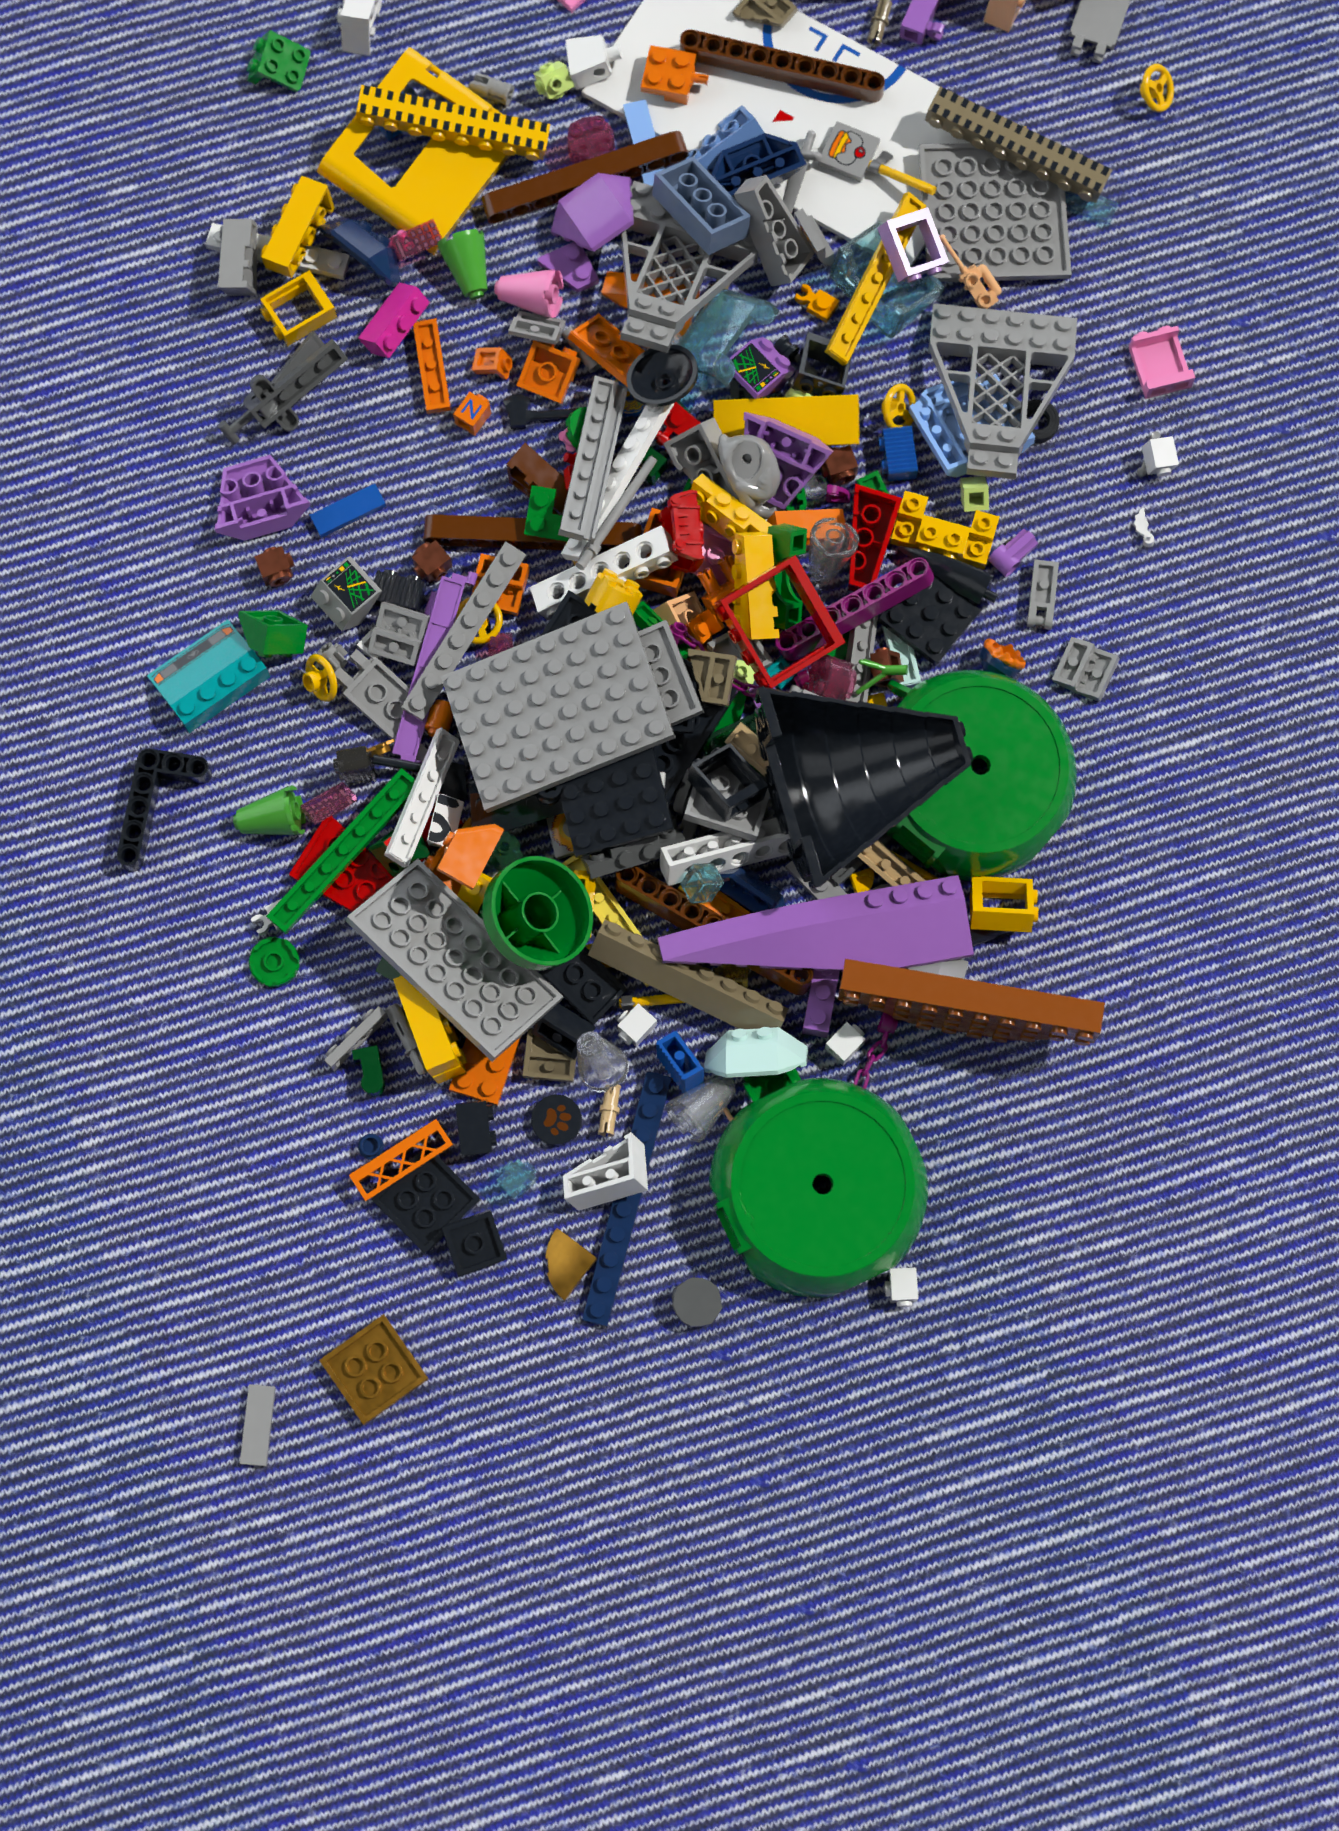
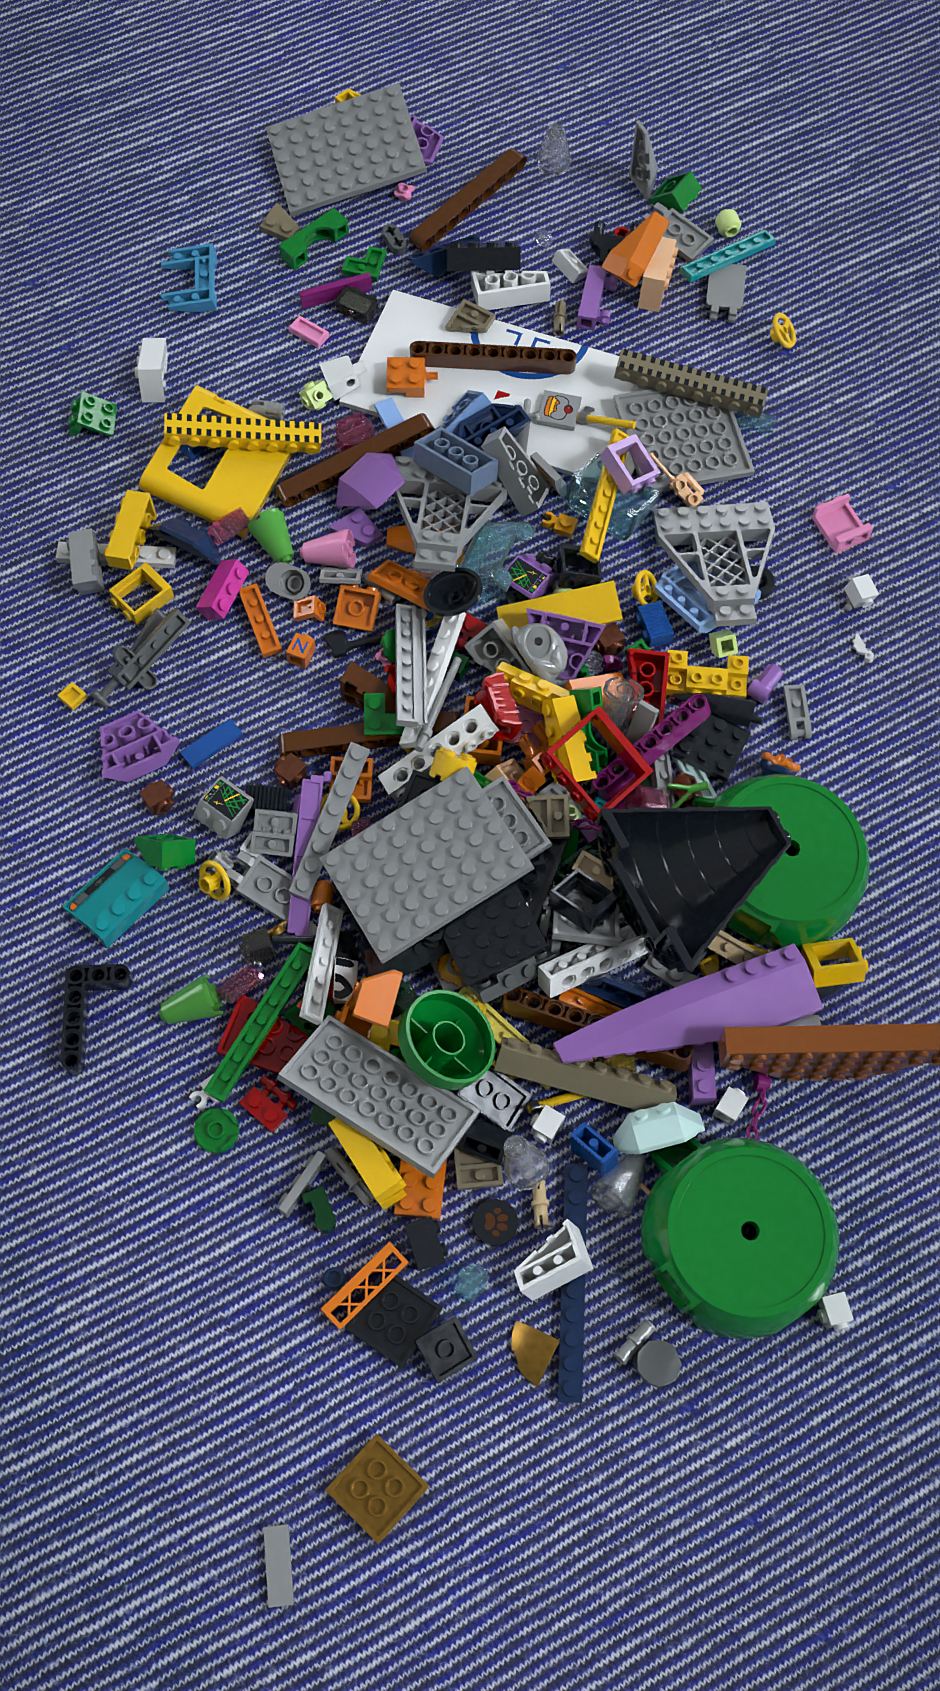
camera: 15 degrees left, 10 degrees down
(197, 423) = (72, 696): none -> yellow plate
(328, 946) = (263, 1109): none -> red plate
(472, 323) = (288, 581): none -> light grey piece
(678, 1275) = (634, 1342): none -> light grey pin
(702, 883) = (579, 990): clear light blue brick -> none
(847, 580) = (642, 721): none -> light grey tile
(1085, 669) = (847, 764): light grey slope -> none

